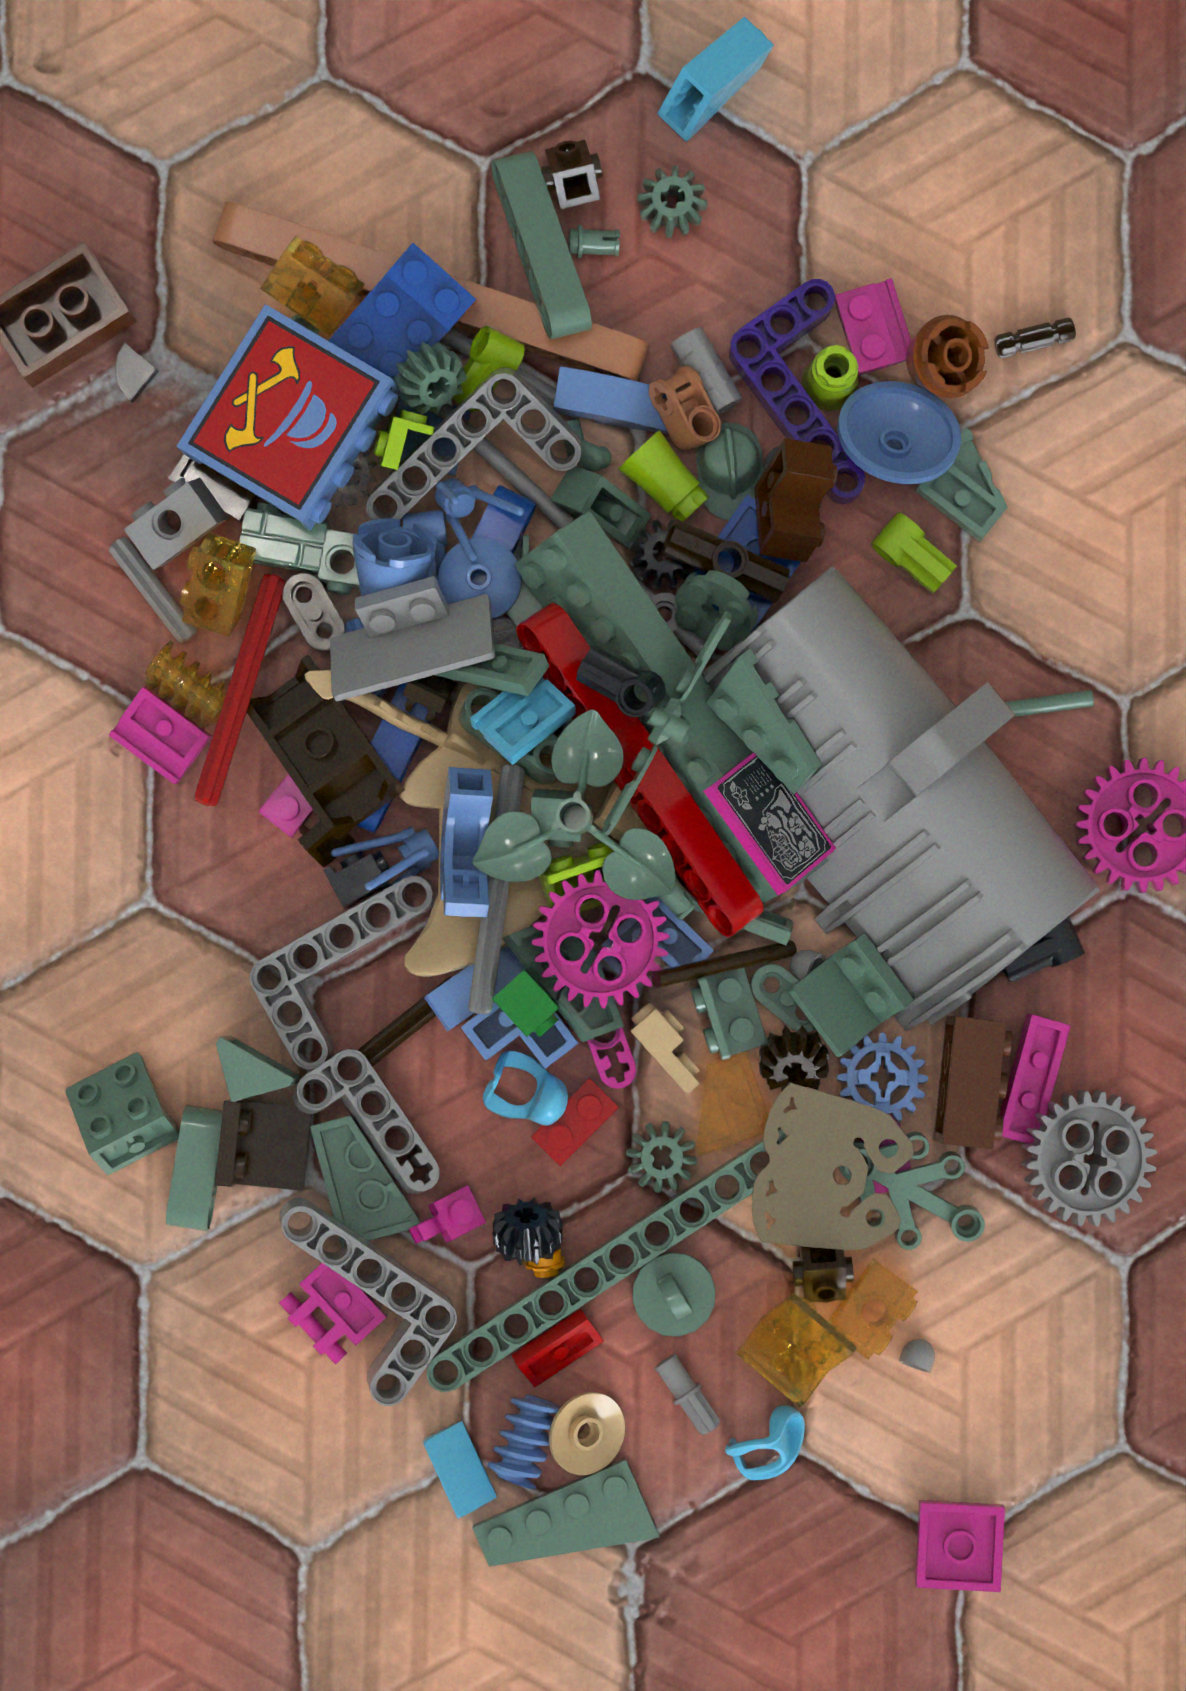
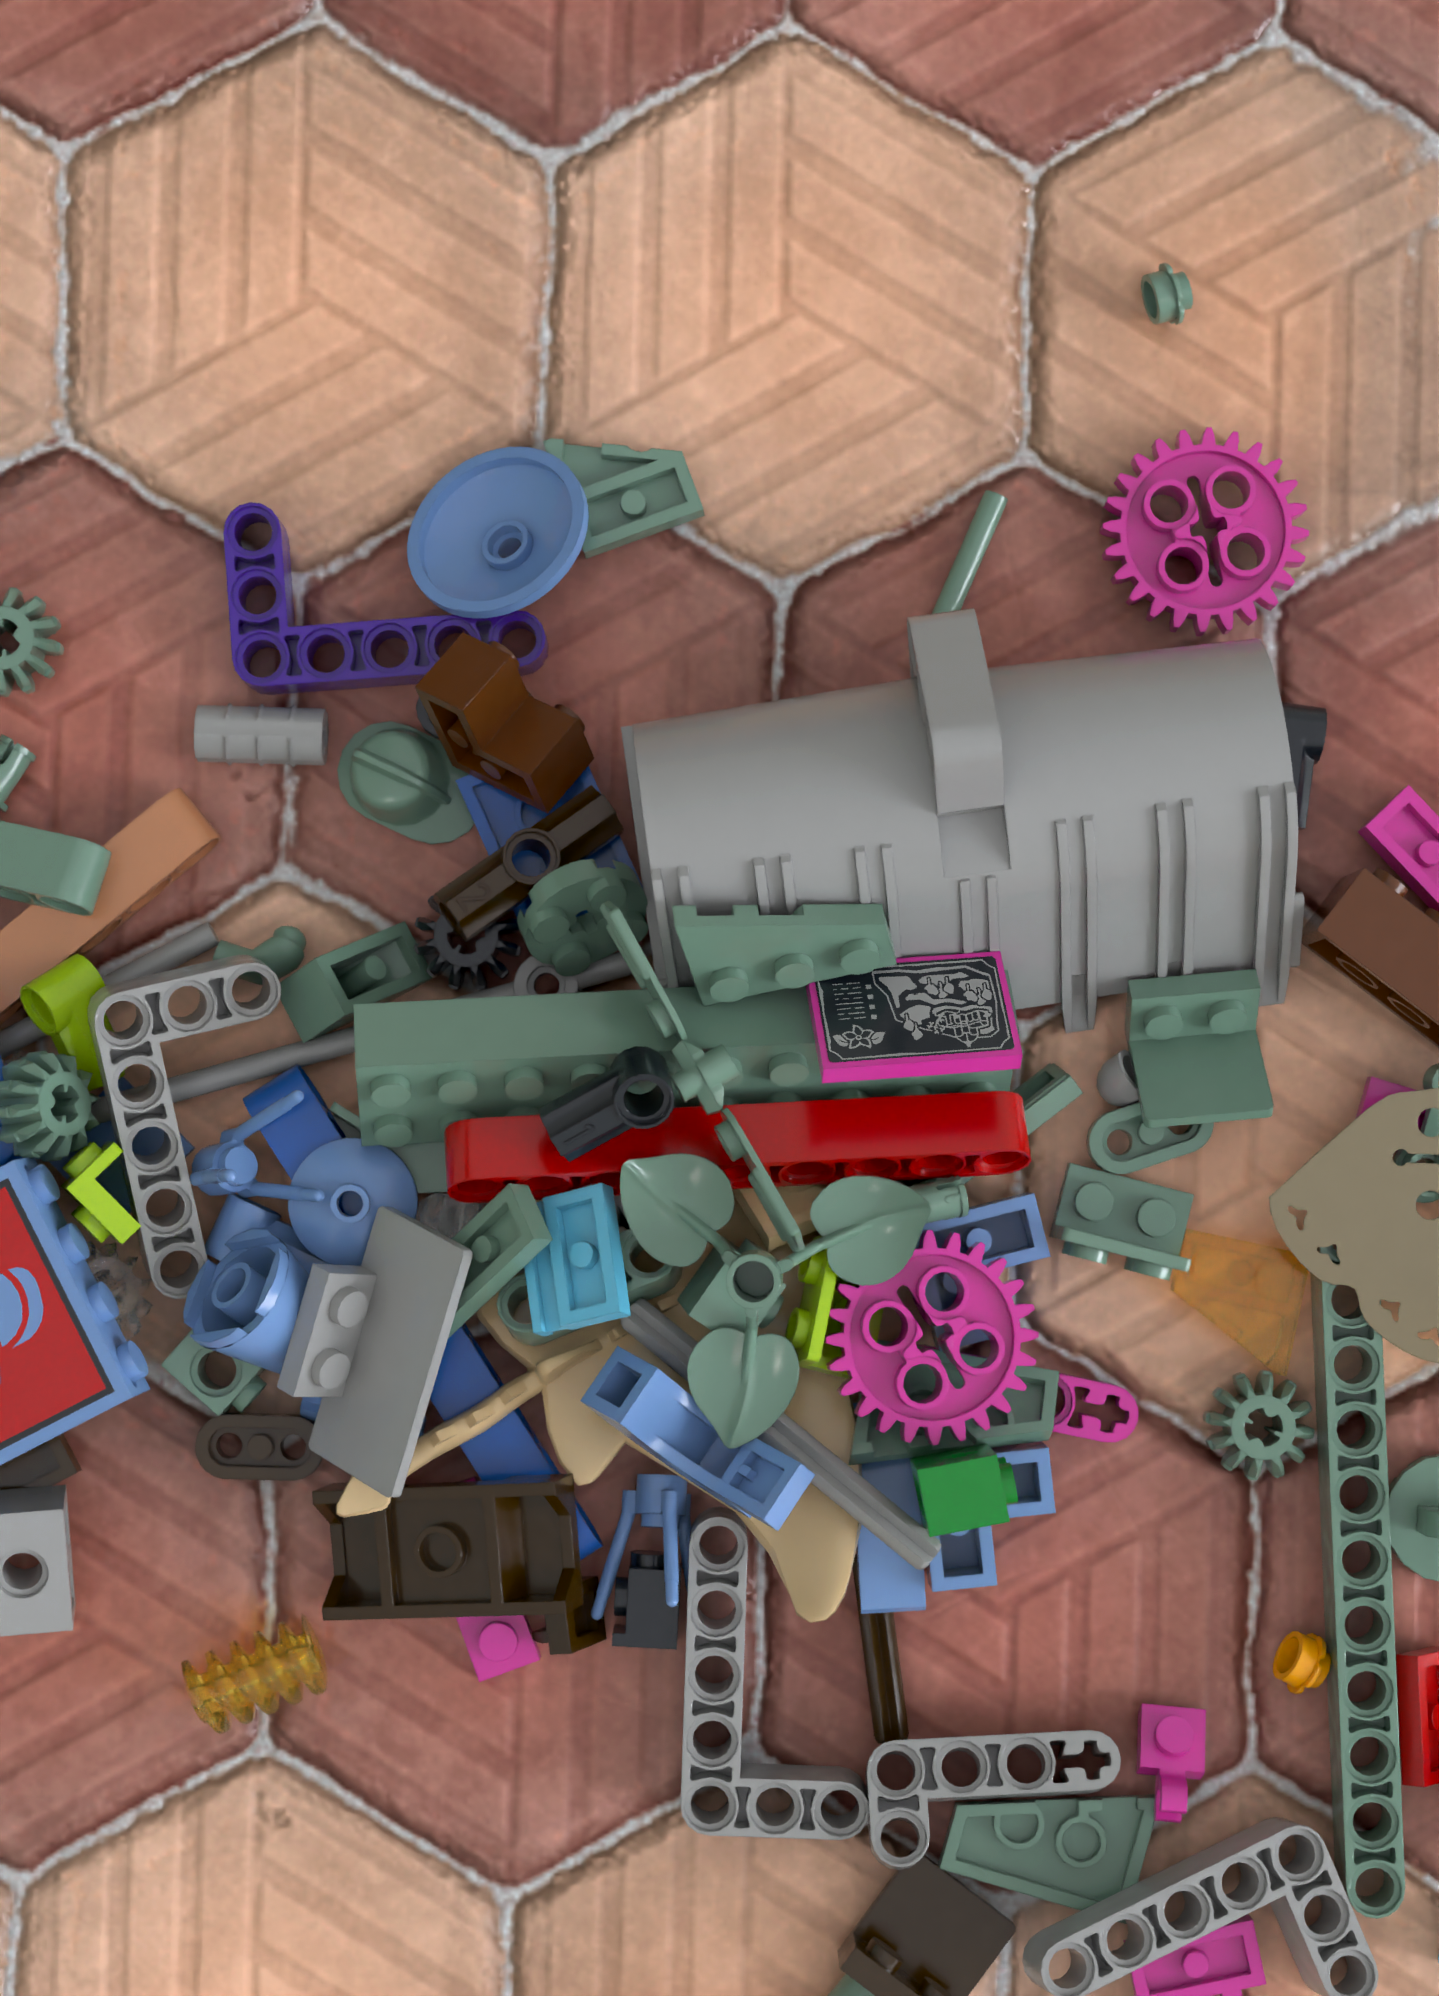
camera: 60 degrees left, 0 degrees up
(152, 589) = (100, 1643): light grey axle -> none
(160, 735) = (298, 1751): dark pink plate -> none
(224, 587) = (157, 1566): clear yellow brick -> none
(240, 690) = (306, 1612): red axle -> none
(250, 1071) = (821, 1904): sand green slope -> none
(283, 539) = (139, 1436): sand green brick -> none
(430, 692) = (465, 1362): dark brown tile -> none
(527, 1231) = (1253, 1664): black gear -> none
(547, 1103) = (1098, 1534): medium azure piece -> none
(582, 1117) = (1142, 1510): red plate -> none
(606, 400) = (227, 876): medium blue slope -> none
(660, 1037) = (1105, 1333): tan plate -> none
(664, 477) = (368, 874): lime plant -> none
(684, 407) = (291, 791): nougat piece -> none
(723, 964) = (1058, 1194): dark brown bar -> none
(793, 1059) = (1237, 1174): dark brown gear -> none
(826, 391) = (383, 594): lime plant -> none
(874, 326) = (337, 479): dark pink plate -> none
(902, 1078) = (1346, 1049): medium blue gear -> none
(905, 545) = (650, 615): lime piece -> none
(947, 356) = (436, 407): dark orange cone -> none
(1035, 337) = (480, 280): dark brown axle -> none

